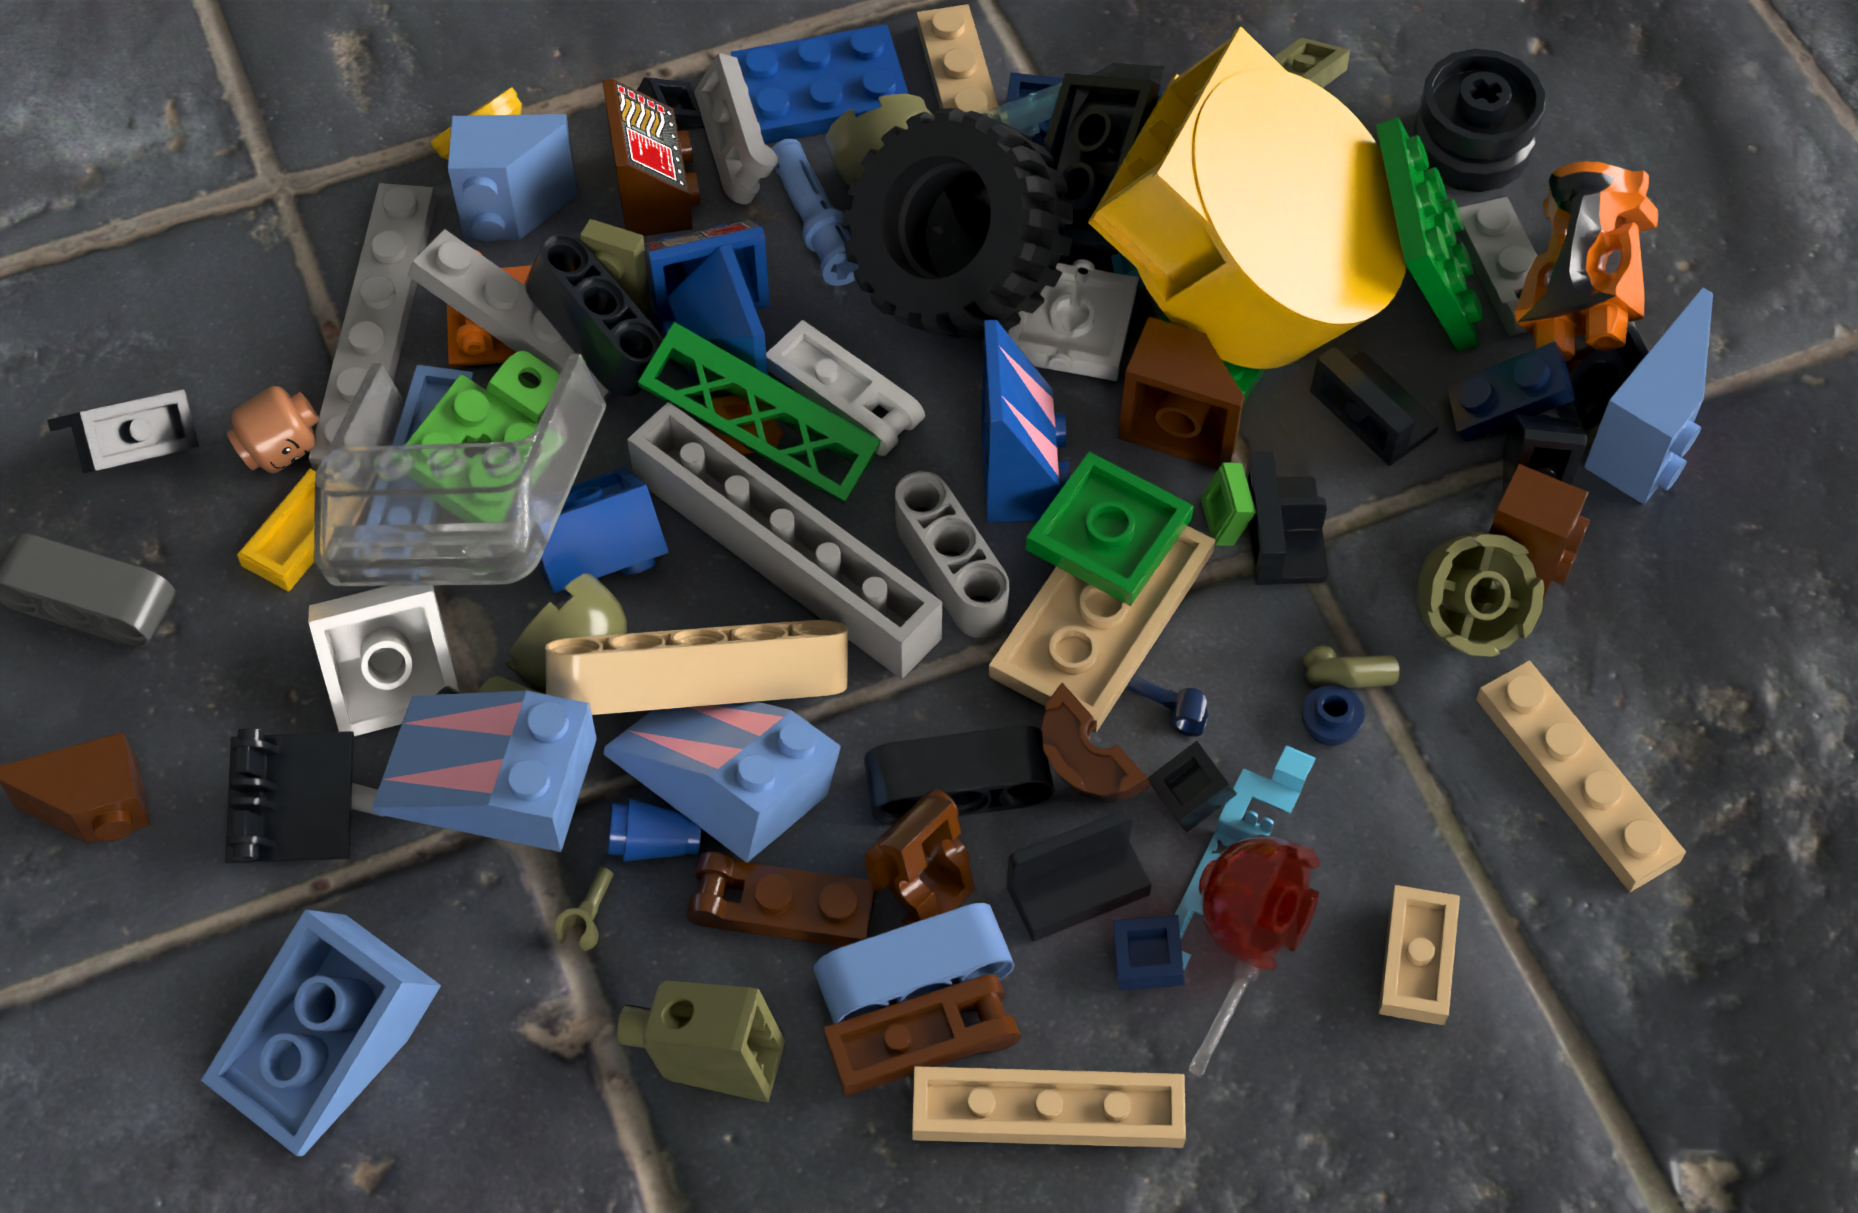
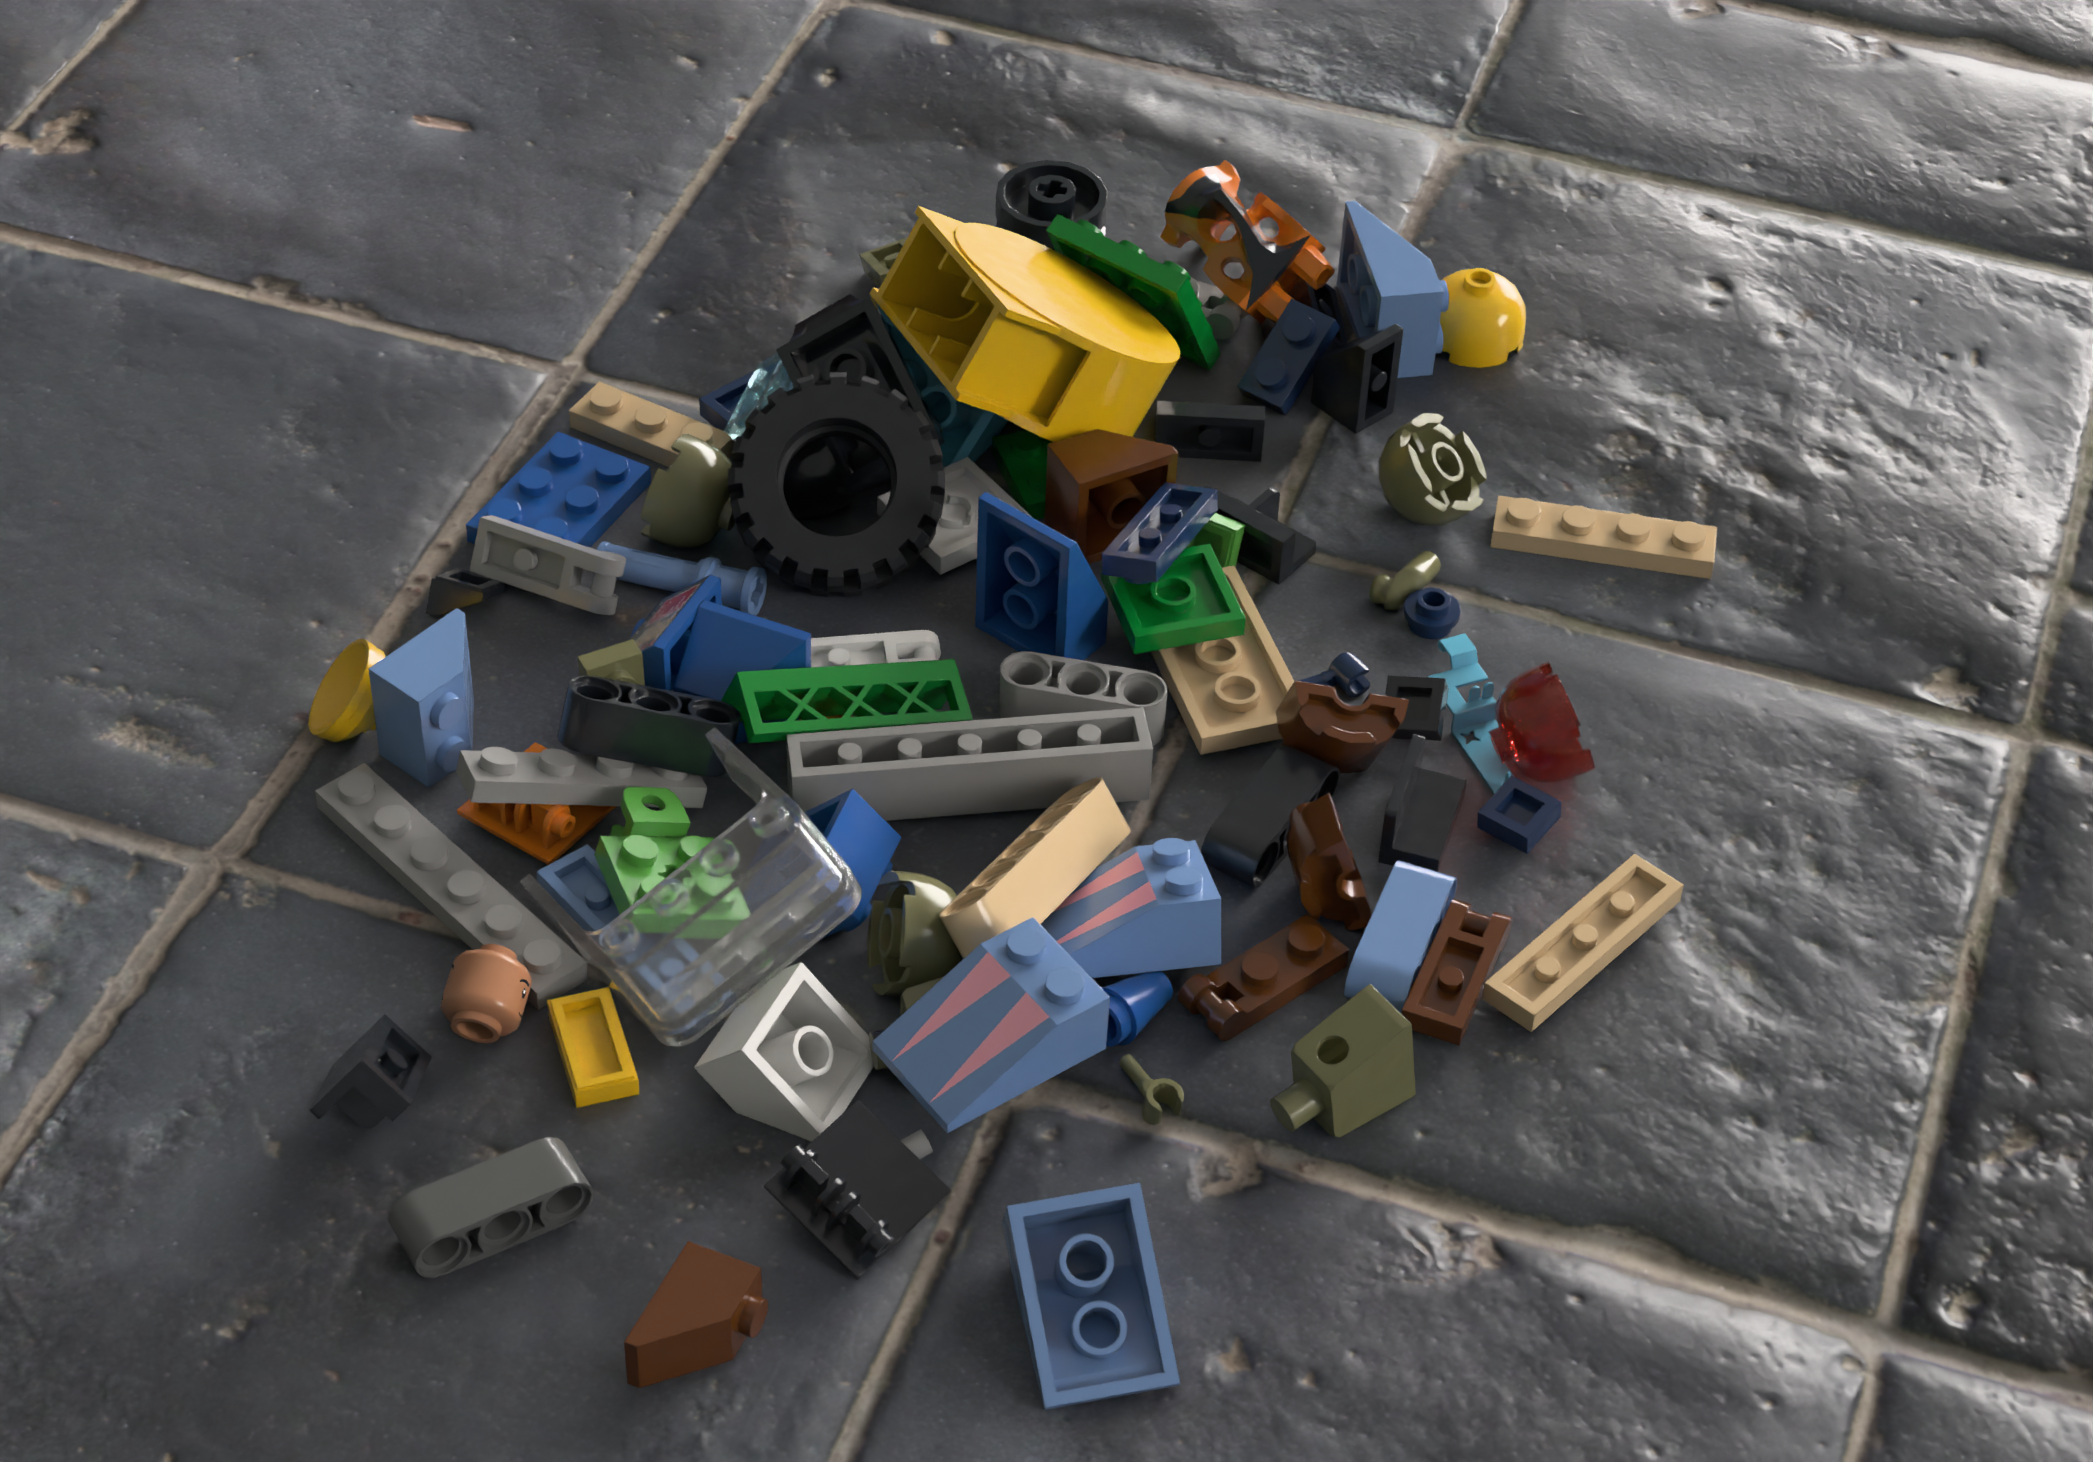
camera: 50 degrees left, 15 degrees down
(650, 162) = (521, 630): slope -> none
(1149, 463) = (1159, 533): none -> dark blue plate
(1245, 975) = (1580, 786): clear hinge -> none
(1419, 955) = (1660, 692): tan plate -> none
(1545, 520) = (1417, 388): reddish brown brick -> none
(1737, 484) = (1482, 318): none -> yellow cylinder

